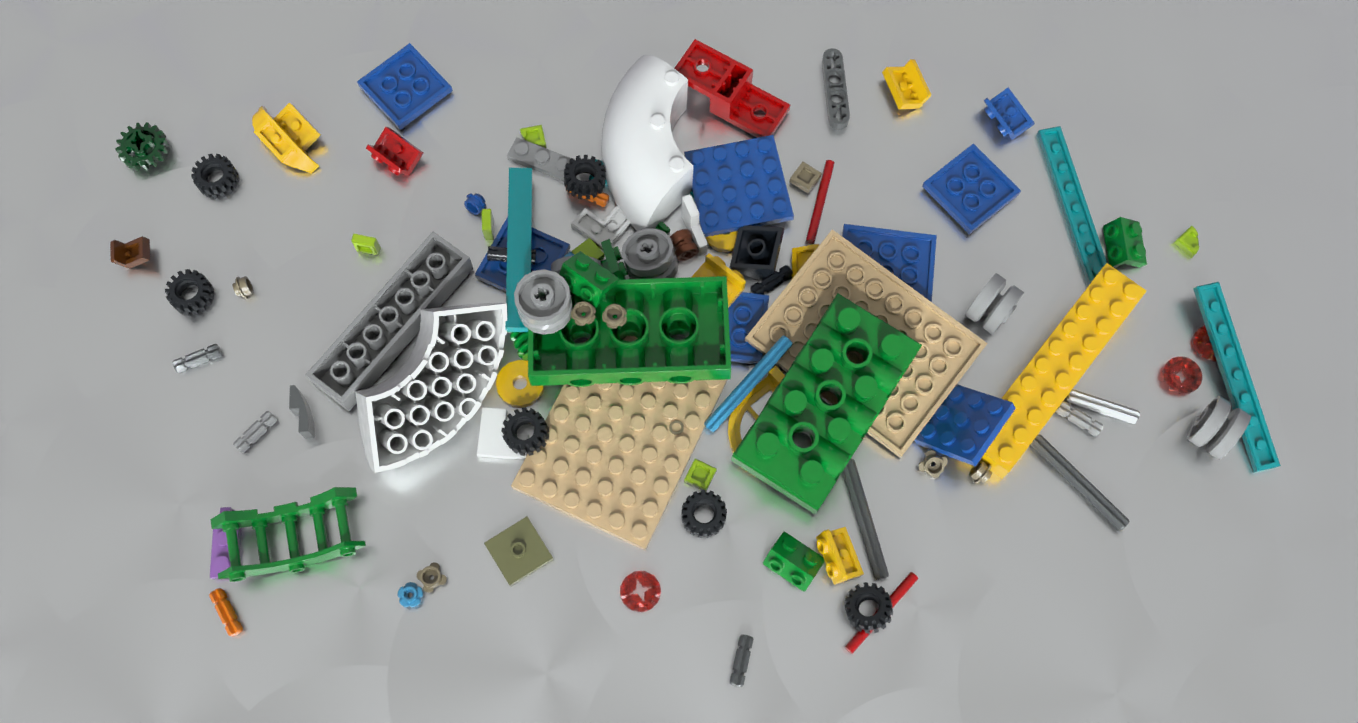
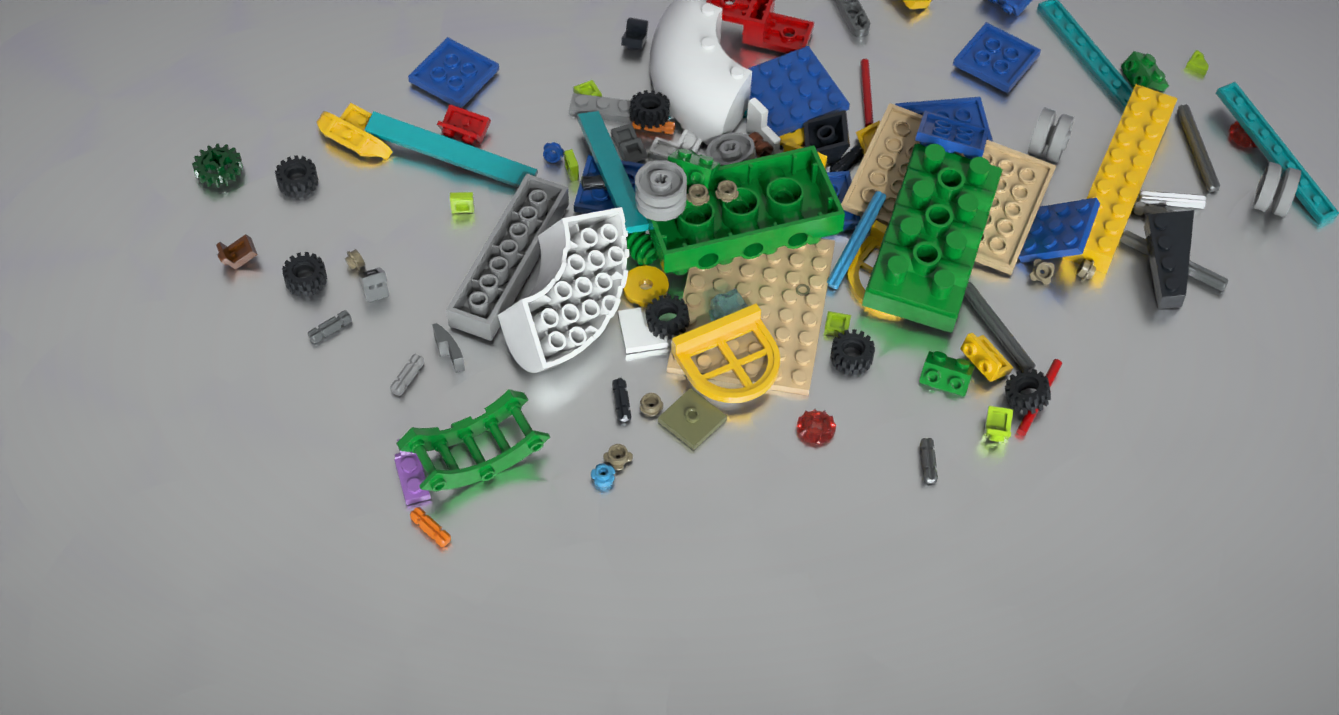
camera: 15 degrees left, 15 degrees down
(252, 317) = (374, 284): none -> slope
(371, 180) = (448, 149): none -> teal tile
(454, 512) = (621, 400): none -> black axle
(482, 519) = (651, 399): none -> dark tan plate
(555, 210) = (628, 143): none -> dark grey slope
(568, 466) = (717, 334): none -> yellow window
(587, 438) = (726, 304): none -> clear light blue brick
(601, 80) = (635, 33): none -> black bracket
(805, 177) = (847, 76): dark tan plate -> none
(826, 638) = (998, 423): none -> lime bracket
(881, 290) = (952, 135): none -> blue plate
(1074, 478) = (1169, 248): none -> black wedge
(1152, 349) = (1198, 148): none -> dark grey axle
(1190, 370) = (1236, 158): clear red gear -> none

